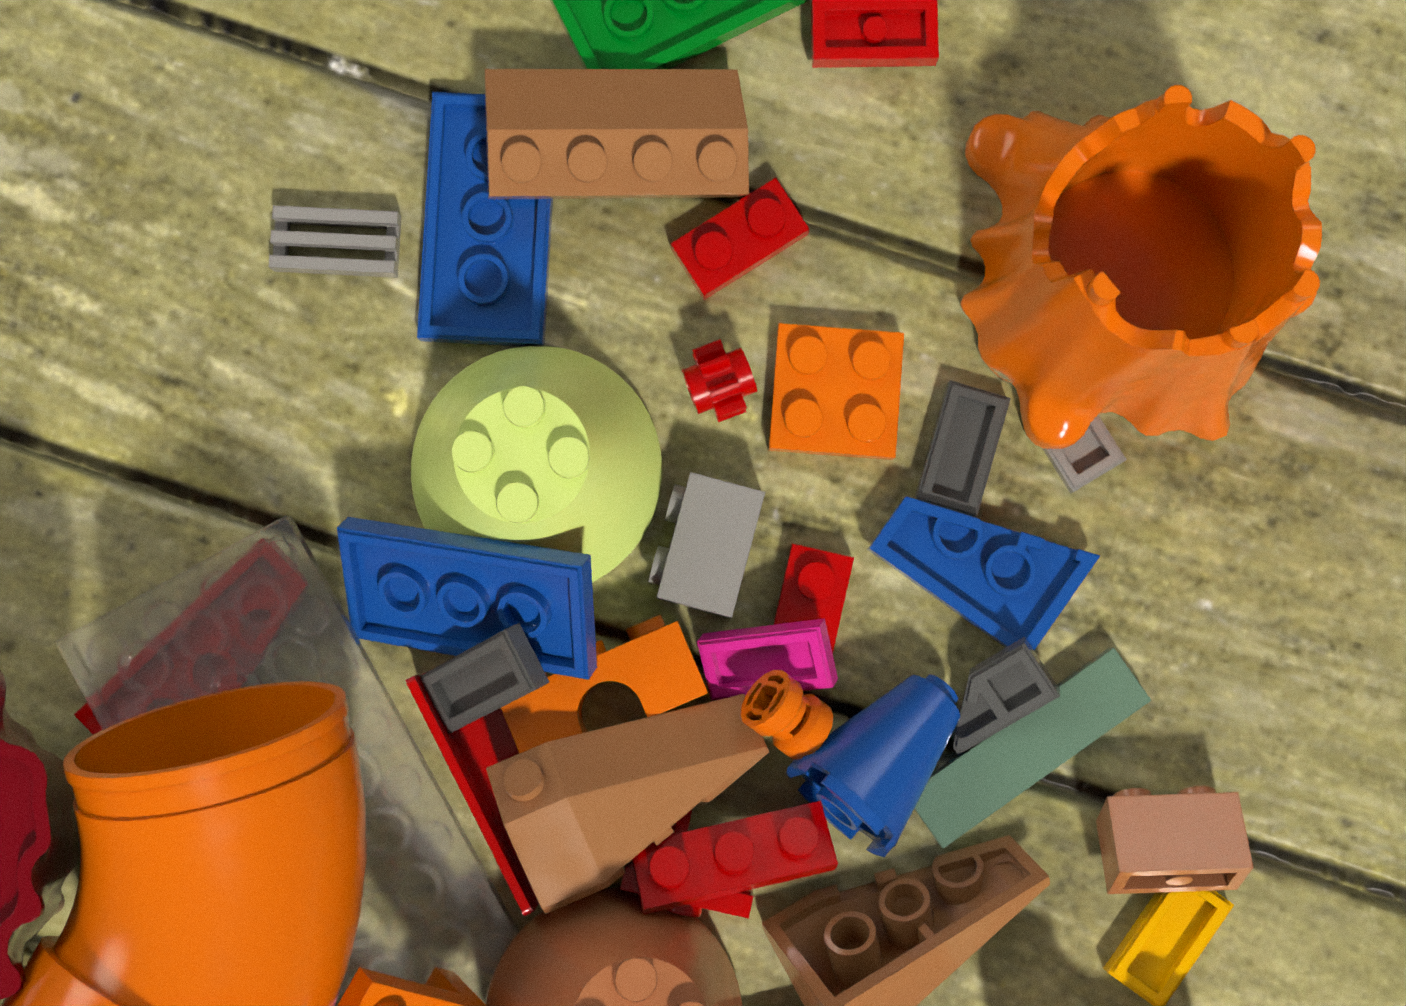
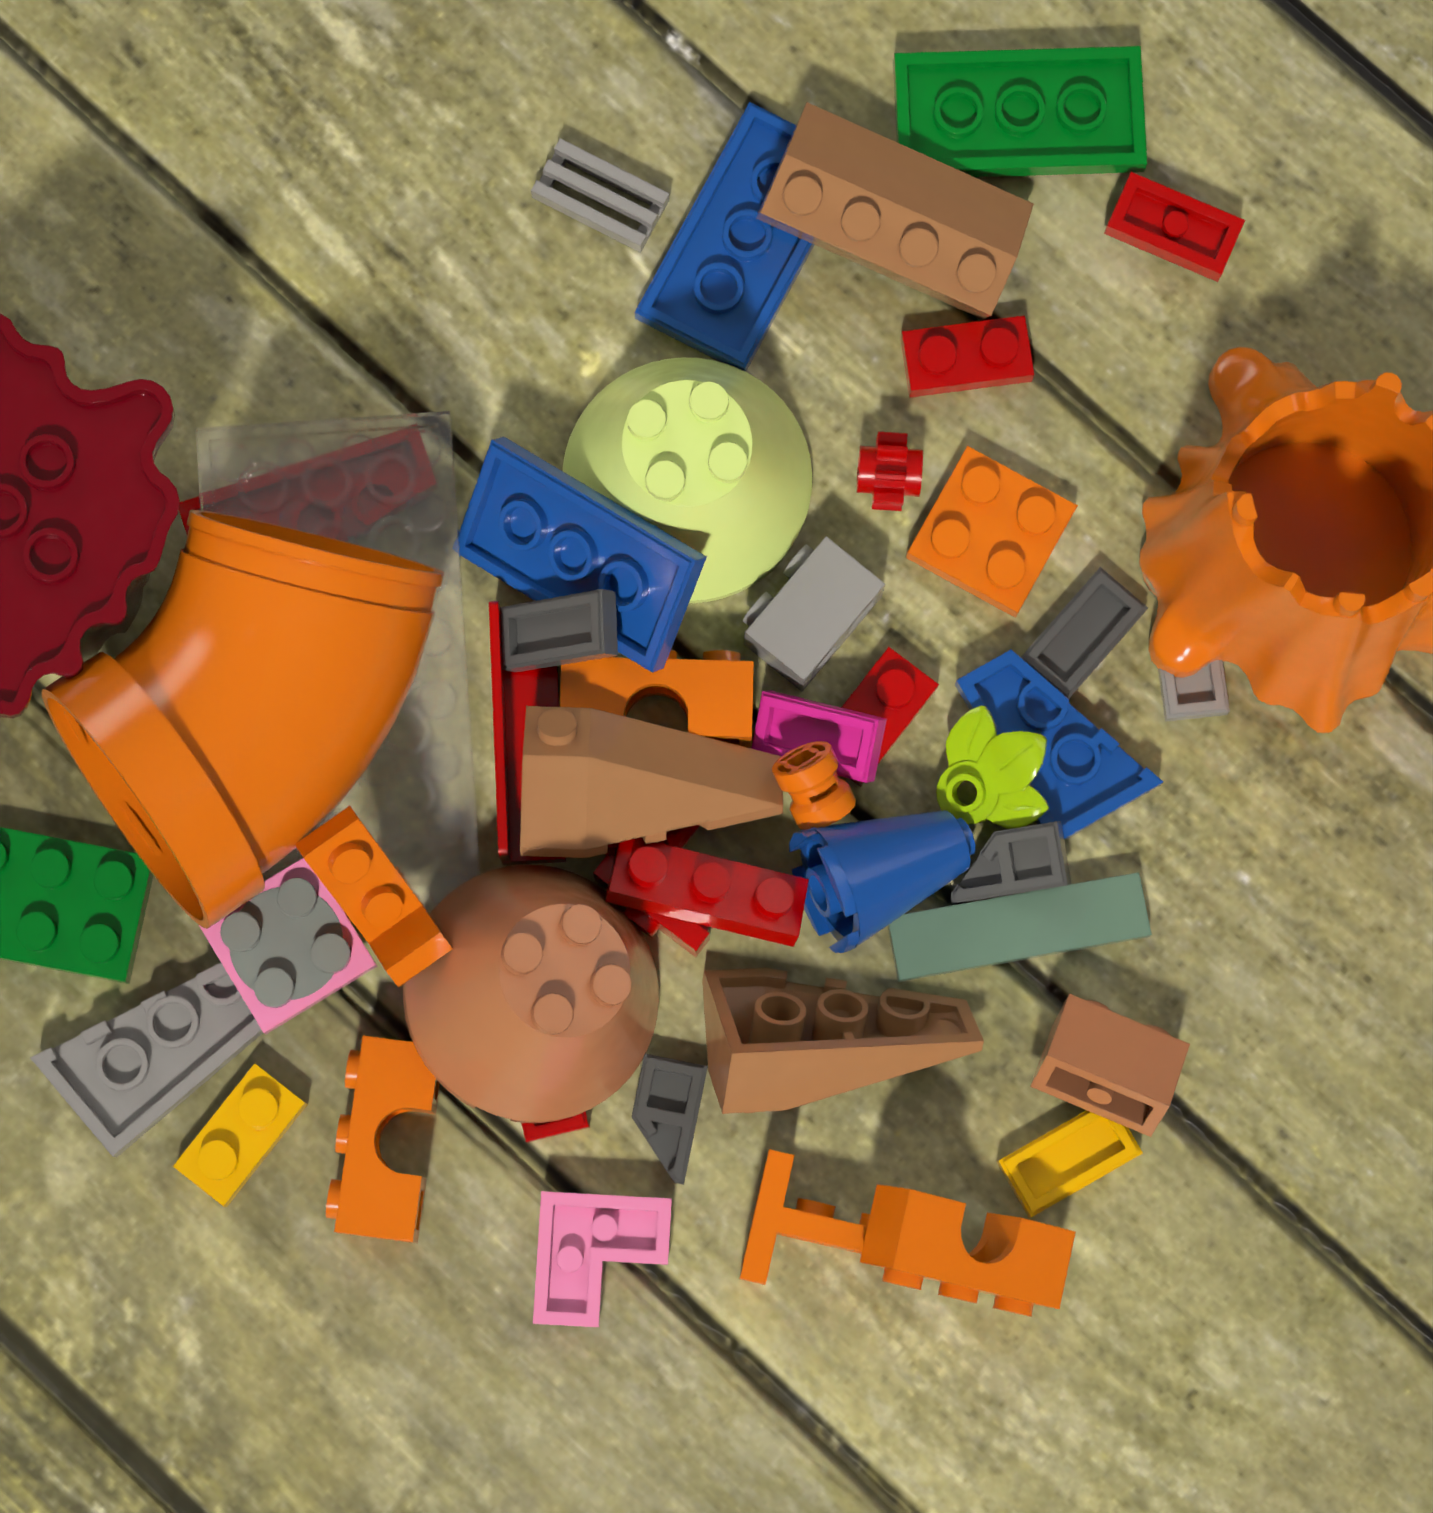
camera: 20 degrees right, 5 degrees down
(942, 613) = (998, 768): none -> lime plate

